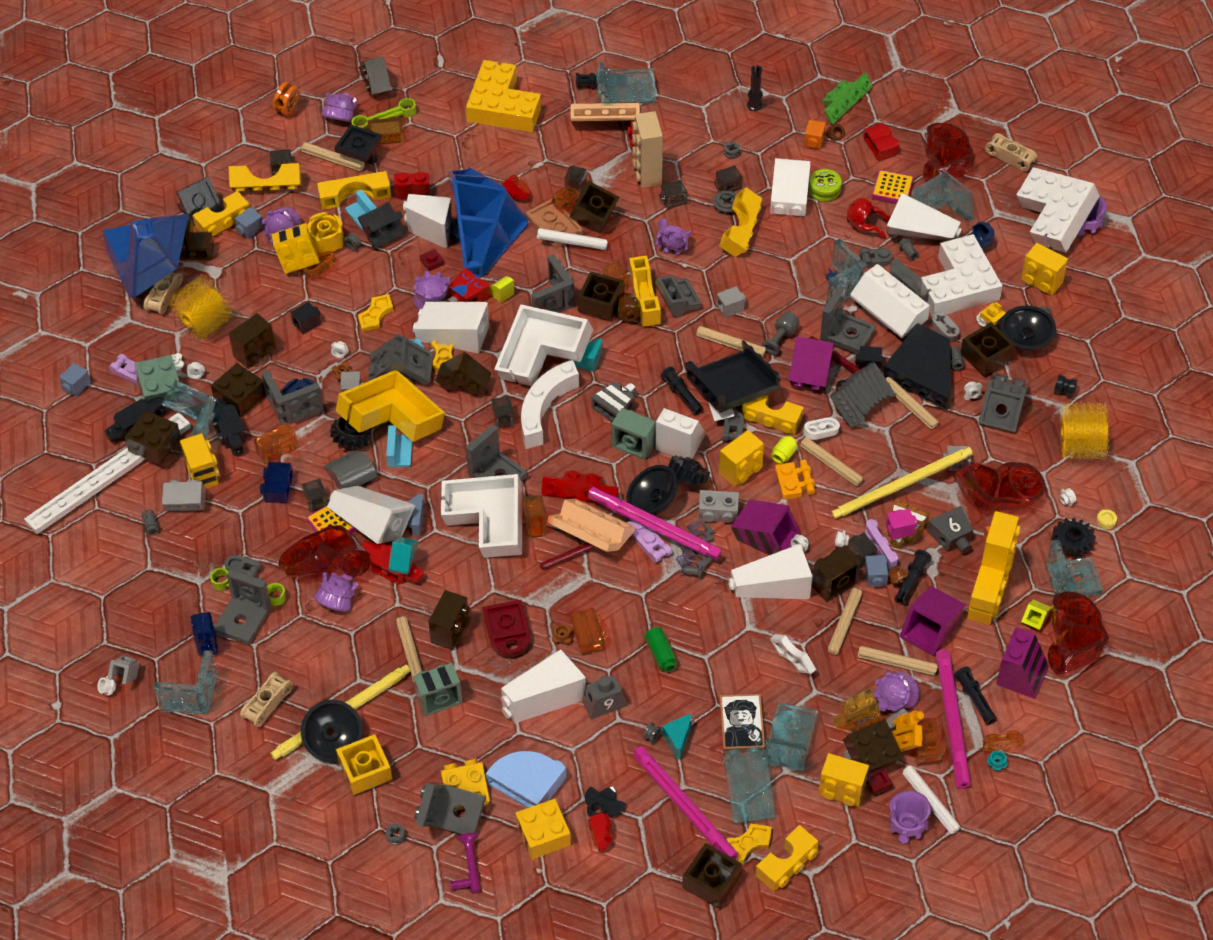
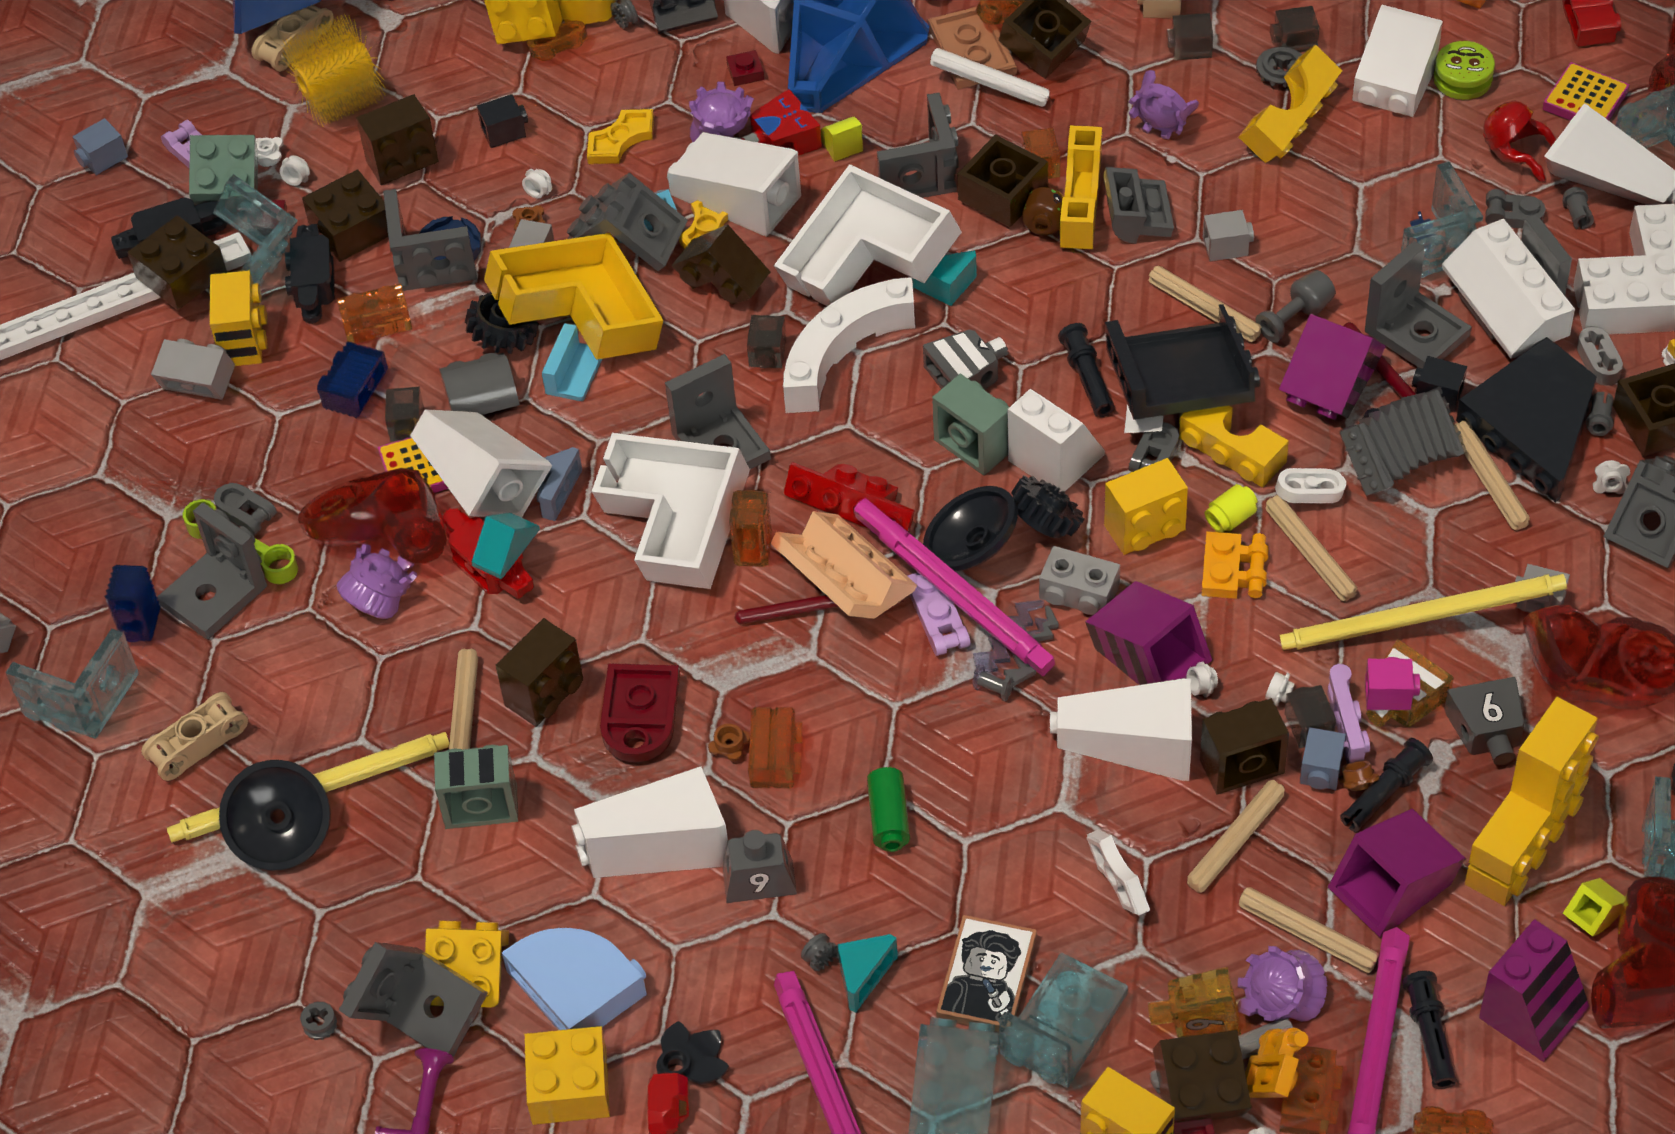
camera: 20 degrees right, 0 degrees up
(151, 526) = (126, 406): dark grey pin -> none
(364, 764) = (307, 886): yellow brick -> none

